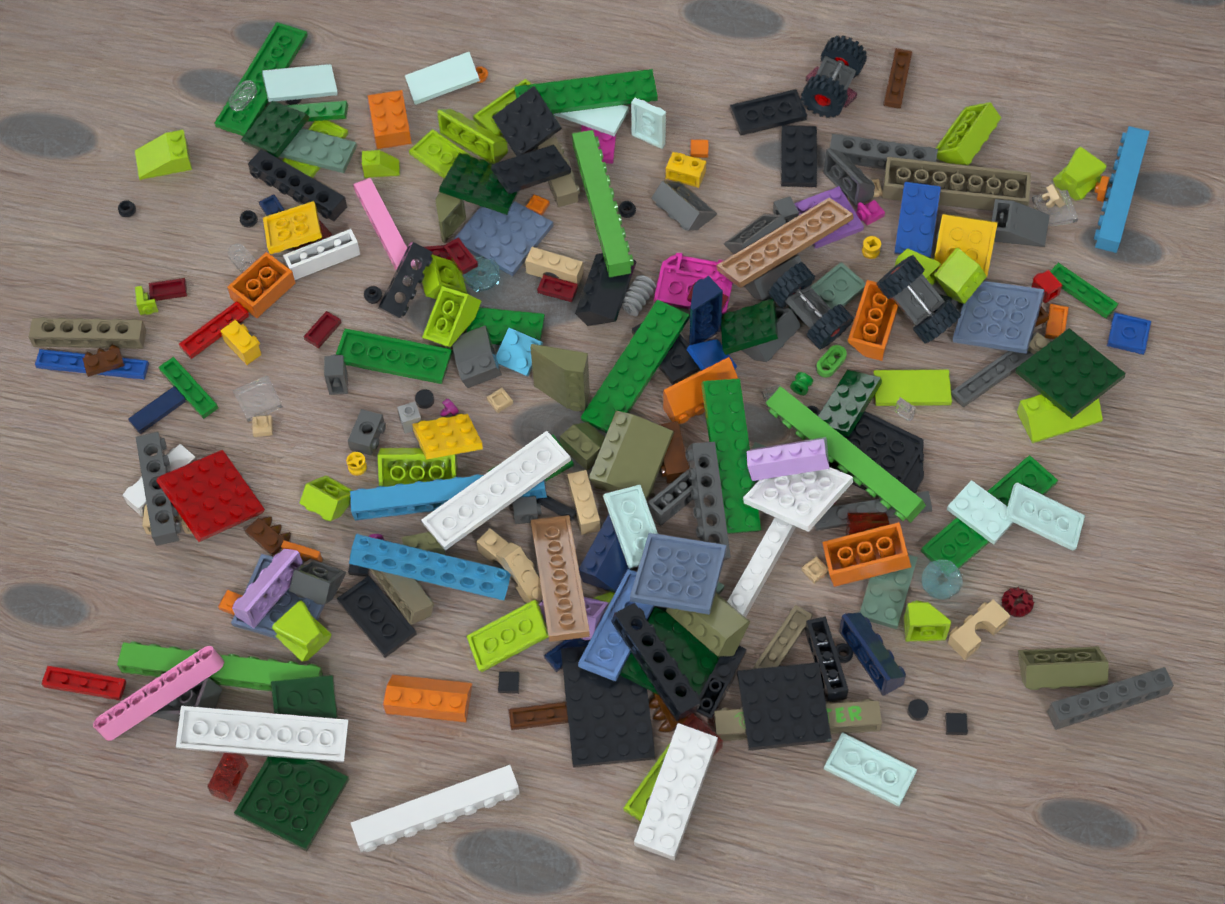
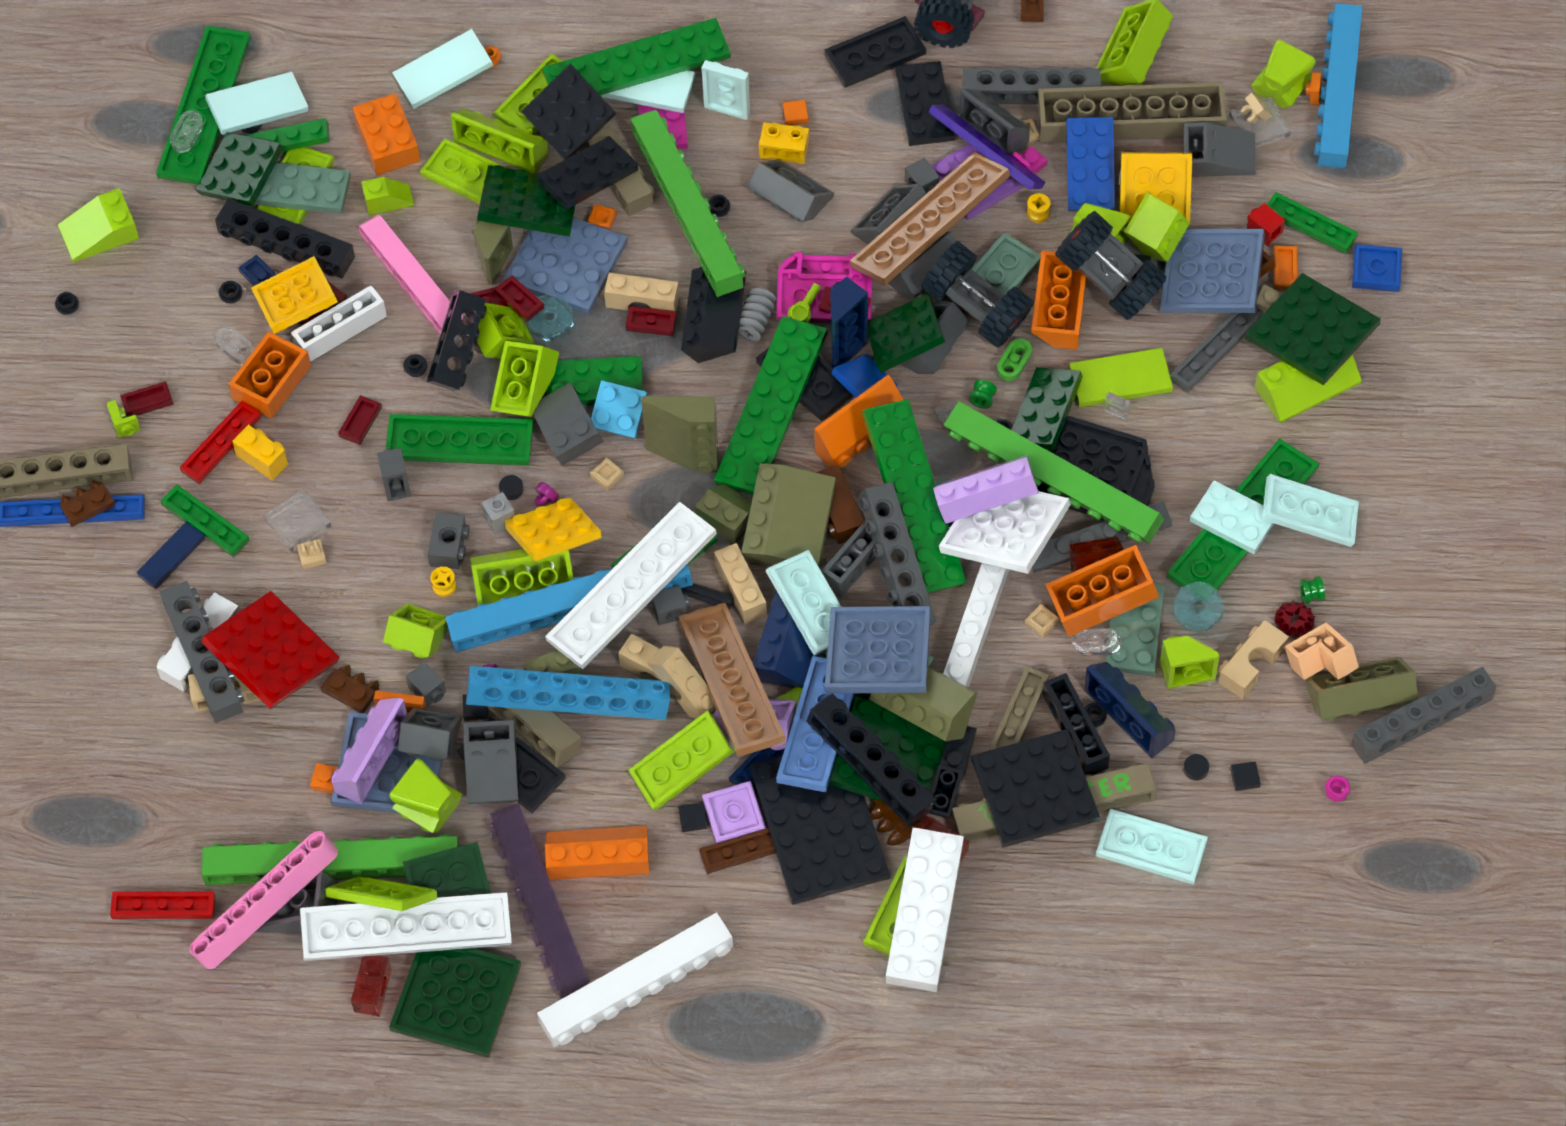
camera: 10 degrees left, 0 degrees up
(249, 704) = (381, 893): none -> lime tile
(325, 541) = (426, 683): none -> dark grey brick
(359, 612) = (491, 762): none -> dark grey slope
(374, 730) = (539, 900): none -> clear purple brick
(541, 684) = (733, 812): none -> lavender tile
(673, 298) = (801, 310): none -> lime plate
(839, 195) = (986, 146): none -> dark purple tile
(859, 594) = (1102, 641): none -> clear plate
(1029, 747) = (1337, 788): none -> dark pink tile
(1034, 631) = (1322, 650): none -> light nougat brick
(1035, 580) = (1312, 589): none -> green wheel

